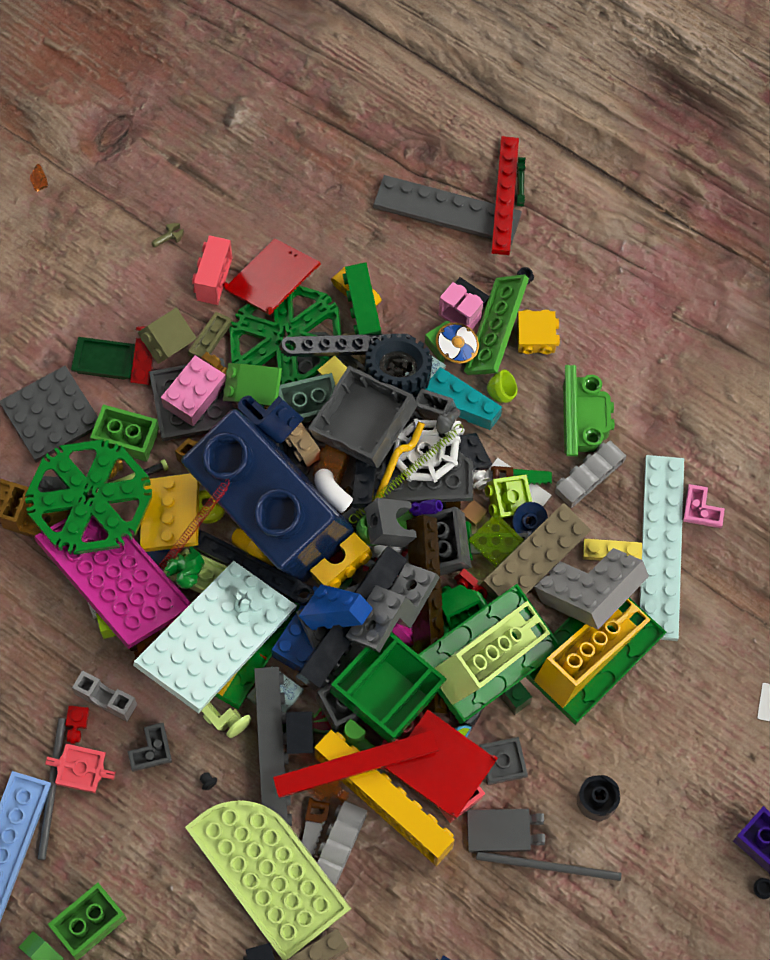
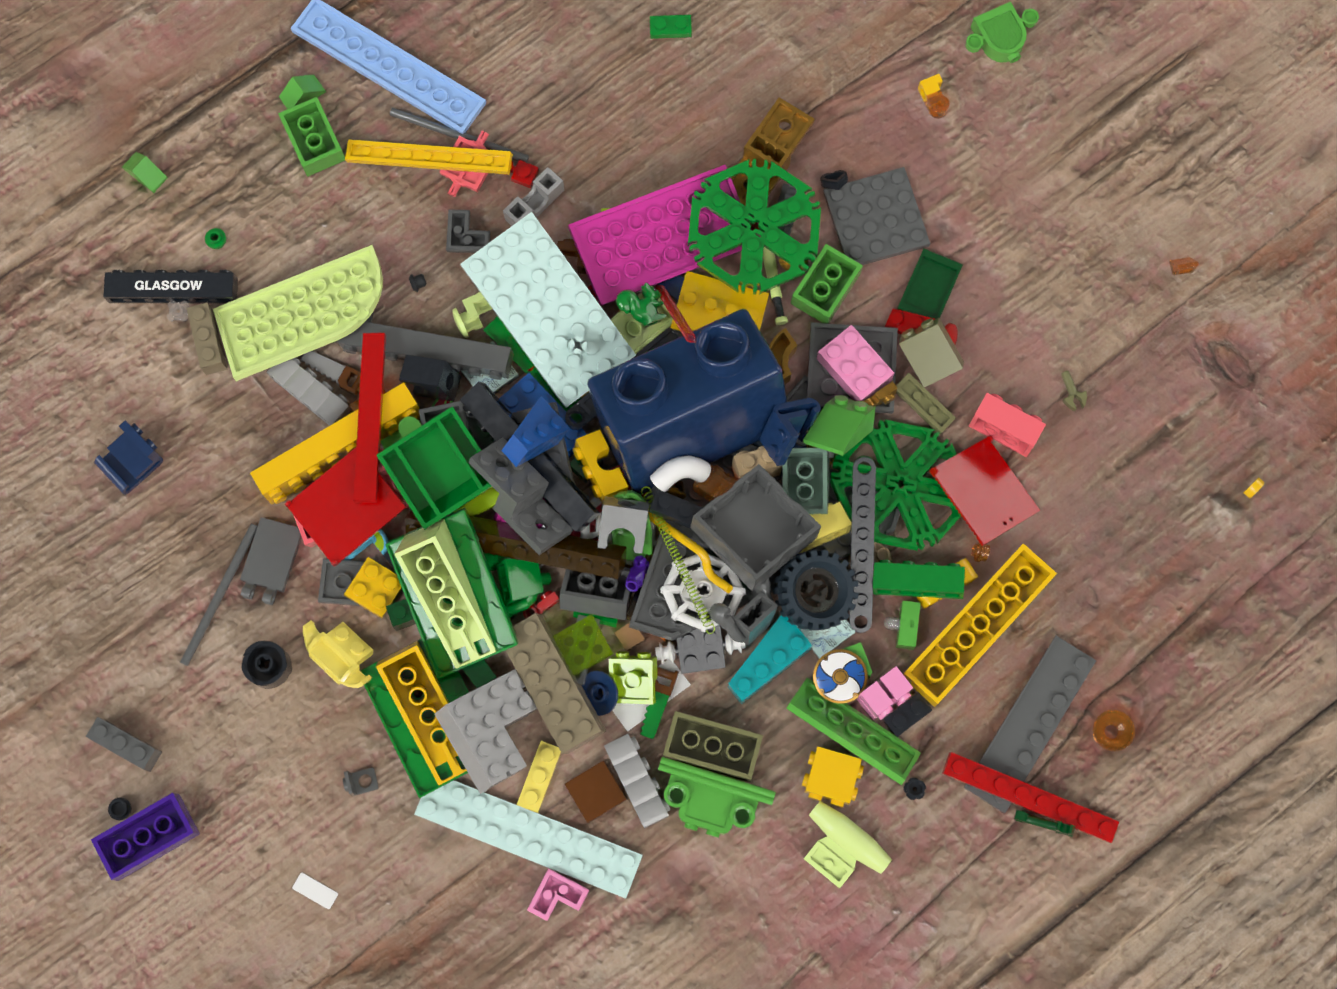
camera: 110 degrees right, 10 degrees up
(24, 452) = (834, 180): none -> black tile
(84, 803) = (429, 157): none -> yellow plate
(214, 96) = (1254, 487): none -> yellow tile
(322, 271) = (980, 552): none -> clear orange plate
(385, 255) = (979, 625): none -> yellow brick
(399, 309) = (905, 625): none -> bright green piece
(435, 145) = (1123, 724): none -> clear orange piece
(500, 729) = (374, 587): none -> yellow plate
(502, 387) = (771, 713): lime hat -> none
(544, 422) = (712, 746): none -> olive brick
(549, 615) = (479, 673): none -> dark green brick
(568, 739) = (338, 653): none -> light yellow plate
(585, 312) = (844, 844): none -> yellowish green plate
(609, 504) = (595, 792): none -> reddish brown tile
(674, 694) = (352, 785): none -> dark grey bracket
(709, 901) = (124, 744): none -> dark grey brick

